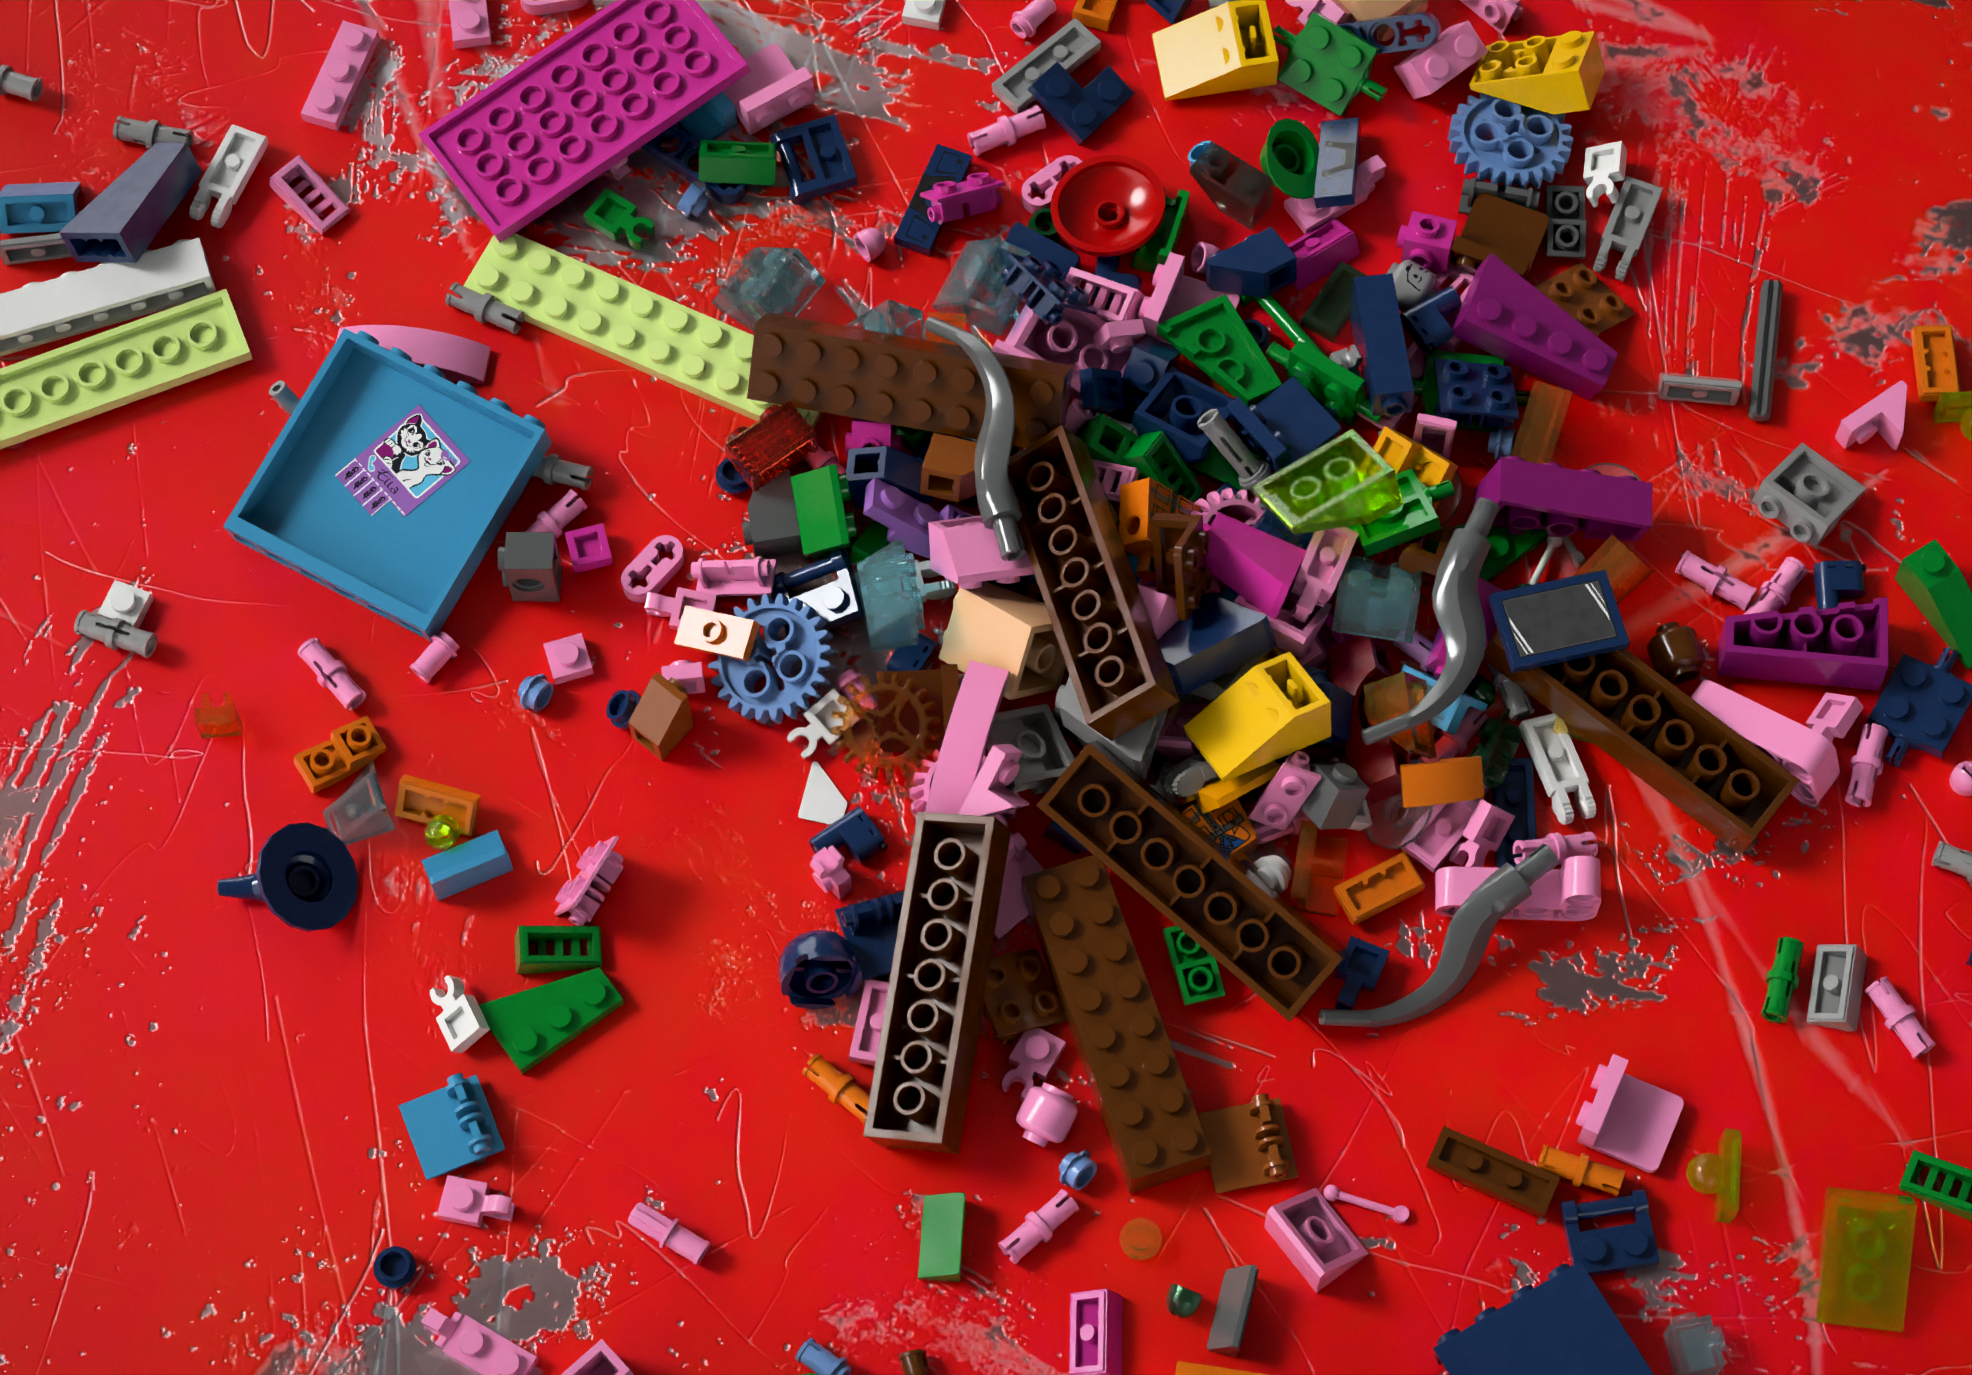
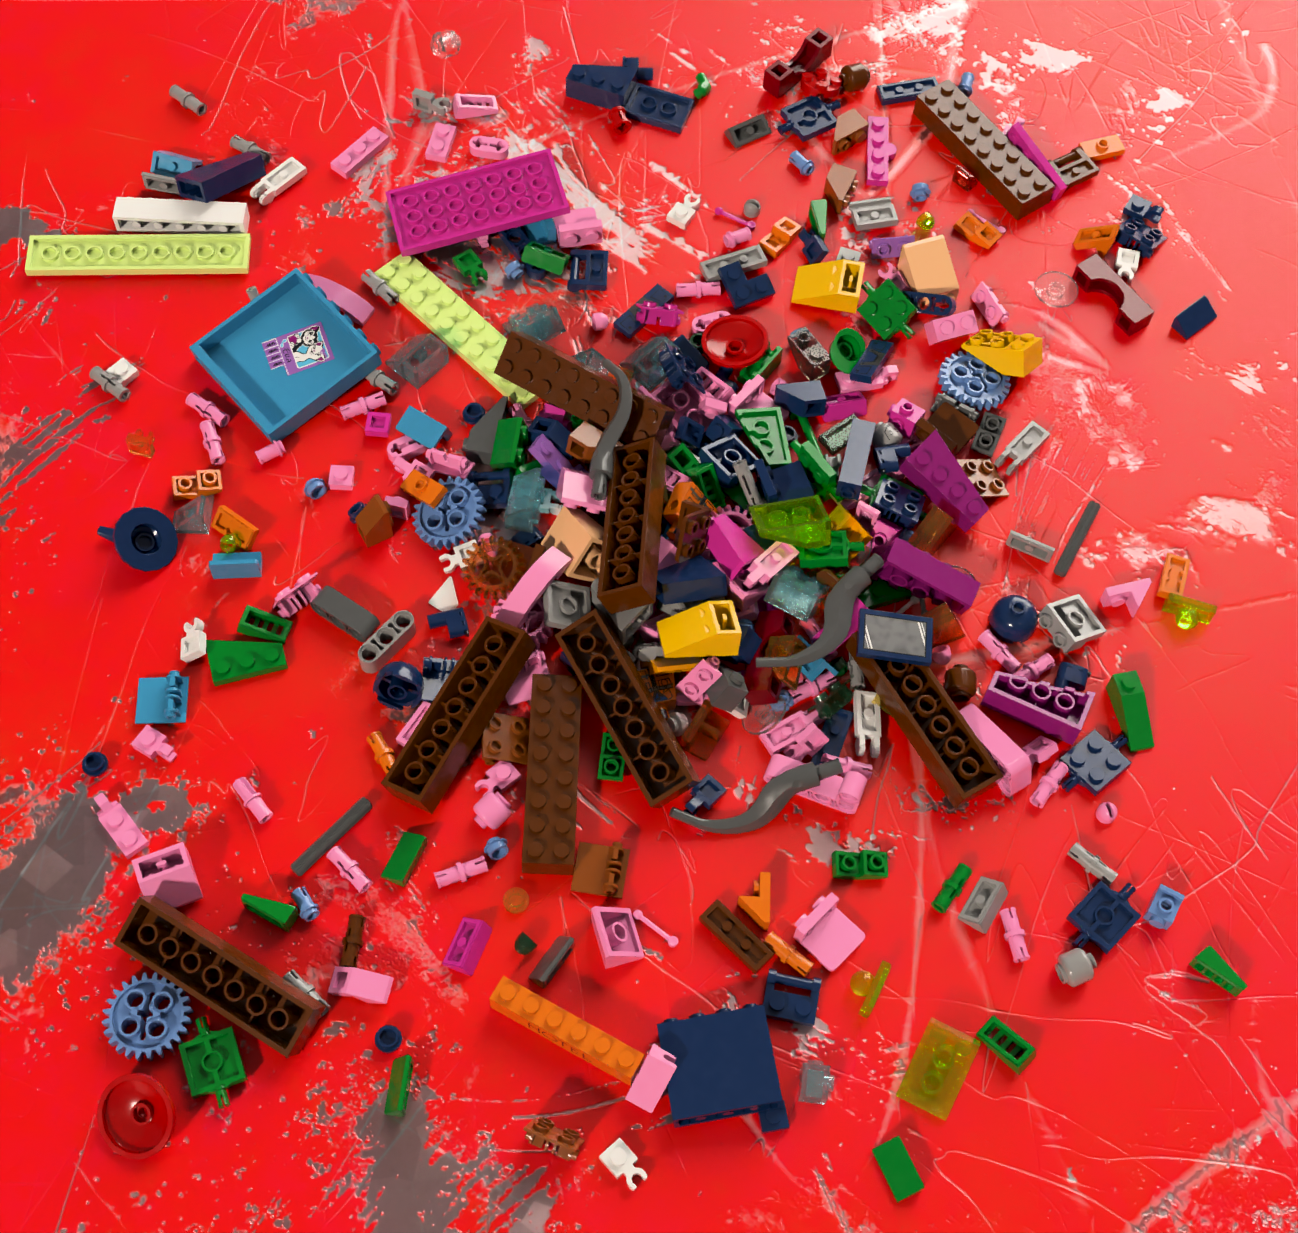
camera: 15 degrees right, 5 degrees down
(297, 620) = (207, 409): none -> bright pink pin
(299, 167) = (311, 189): bright pink slope -> none
(531, 566) = (341, 421): dark grey brick -> none
(606, 412) = (419, 359): none -> clear light blue slope
(666, 531) = (422, 428): none -> dark azure panel
(678, 883) = (345, 613): none -> dark grey beam
(765, 923) = (388, 631): none -> light grey beam
(771, 445) = (495, 401): clear red brick -> none
(815, 1244) = (331, 836): none -> dark grey axle
(830, 872) = (429, 636): bright pink plate -> none
(867, 1285) = (349, 869): none -> bright pink pin
(988, 791) = (533, 616): bright pink slope -> none
(1378, 888) = (735, 753): orange plate -> none
(1442, 781) = (792, 703): orange slope -> none
(1472, 453) = (883, 534): none -> dark pink brick
(1511, 1114) = (758, 907): none -> orange slope
(1602, 168) = (1021, 412): white plate -> none
(1632, 615) = (941, 654): none -> bright pink hinge
(1633, 995) = (860, 865): none -> green slope
(1717, 519) = (1013, 619): none -> dark blue cylinder

